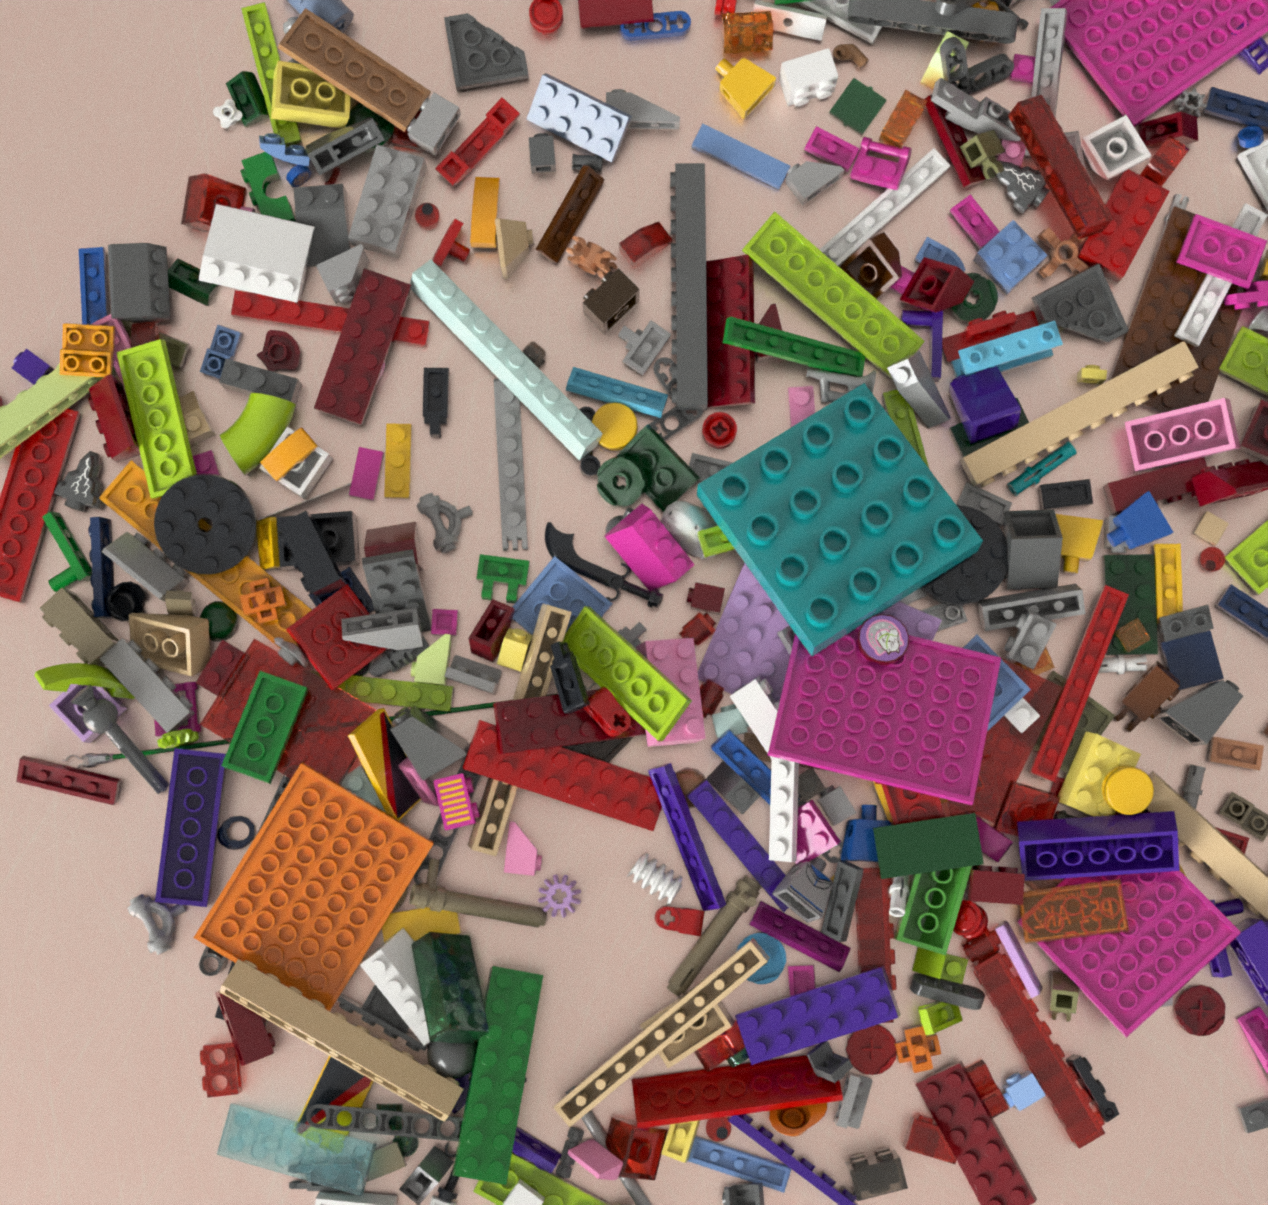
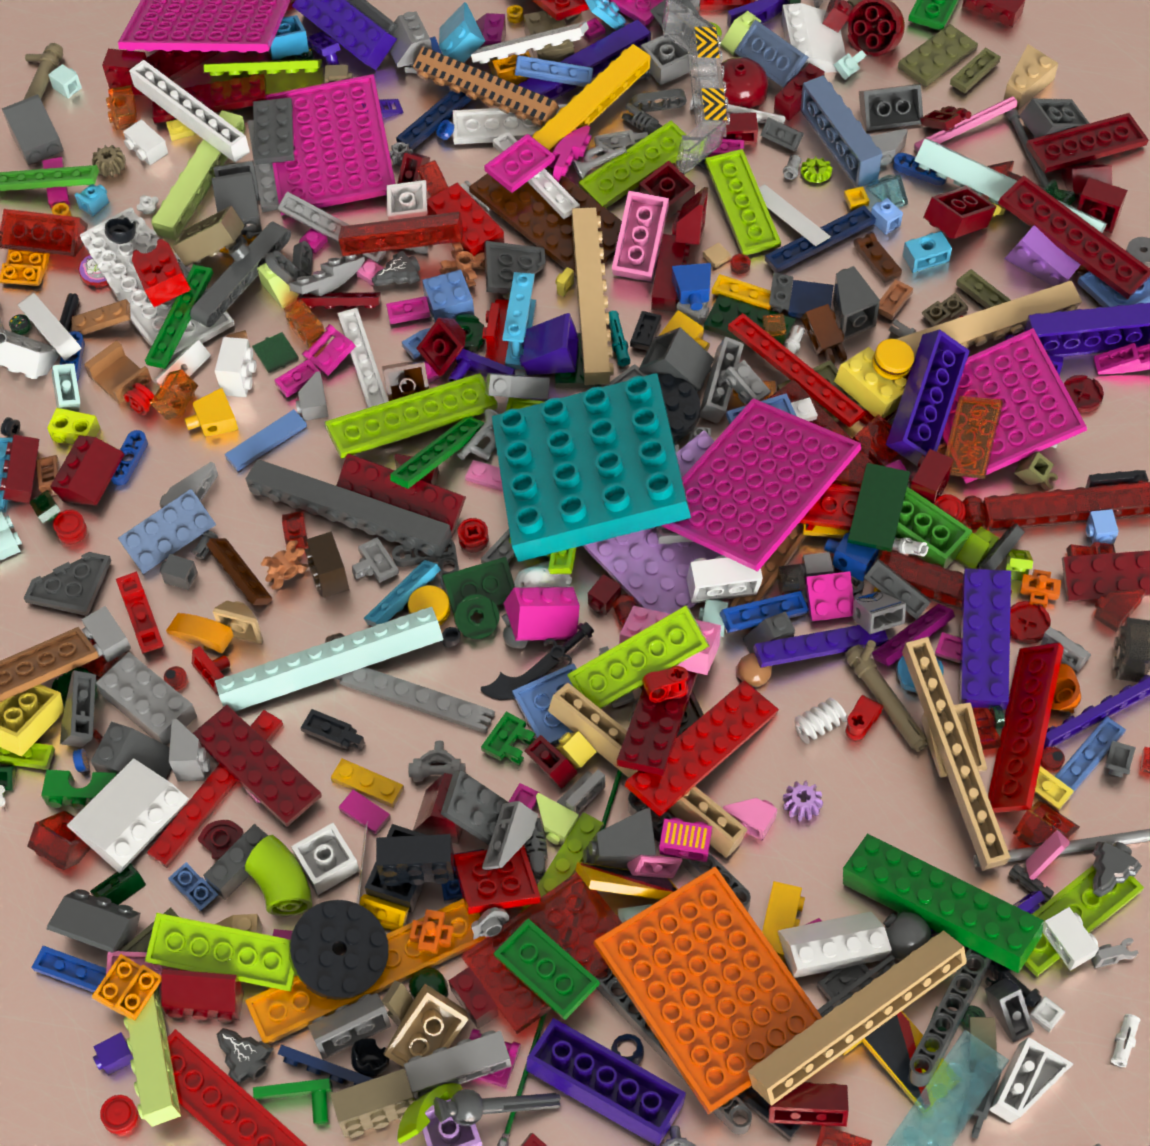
camera: 65 degrees left, 25 degrees down
(144, 333) = (140, 937): clear red slope -> none
(178, 738) = (518, 1057): lime gear -> none
(275, 146) = (52, 758): medium blue slope -> none
(288, 454) = (316, 850): light orange slope -> none
(440, 899) = (765, 885): dark tan cylinder -> none
(450, 988) = (848, 905): clear green brick -> none
(568, 678) = (624, 700): black hinge -> none
(687, 837) = (795, 680): dark purple plate -> none
(783, 810) = (804, 598): white plate -> none
(828, 1064) = (1031, 645): dark grey bracket -> none
(883, 639) = (701, 465): tile -> none
(984, 150) = (359, 282): olive brick -> none
(1019, 959) = (997, 489): lavender tile -> none

